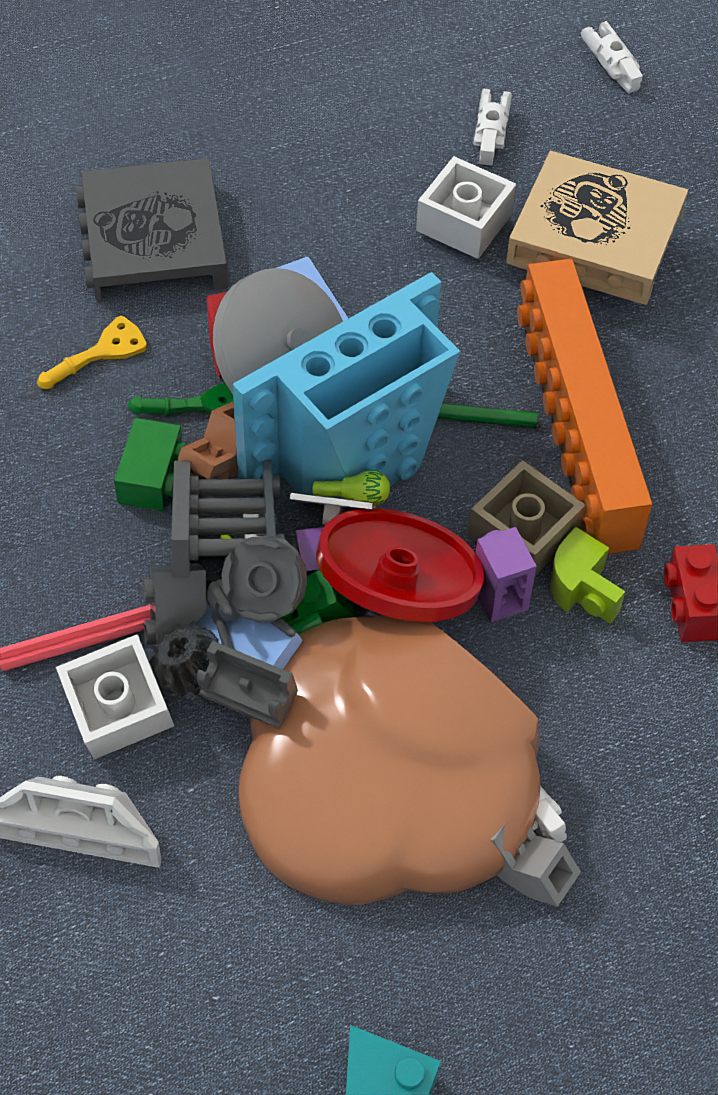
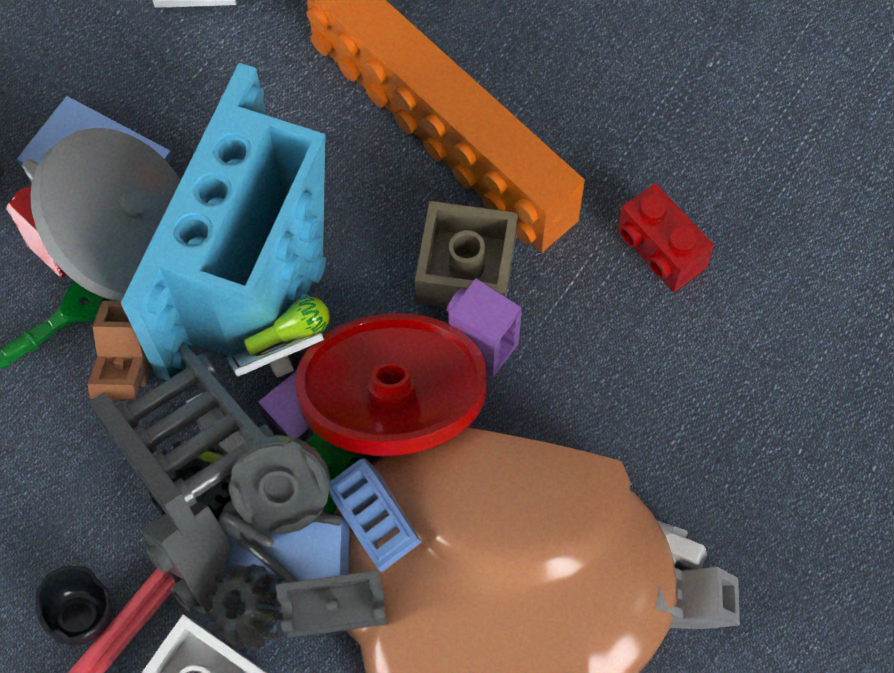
camera: 30 degrees left, 10 degrees up
(68, 592) = (72, 605): none -> black hair
(148, 464) = (59, 415): green brick -> none
(320, 638) = (357, 488): none -> medium blue slope
(488, 415) = (364, 161): green bar -> none
(578, 577) = (543, 288): lime brick -> none

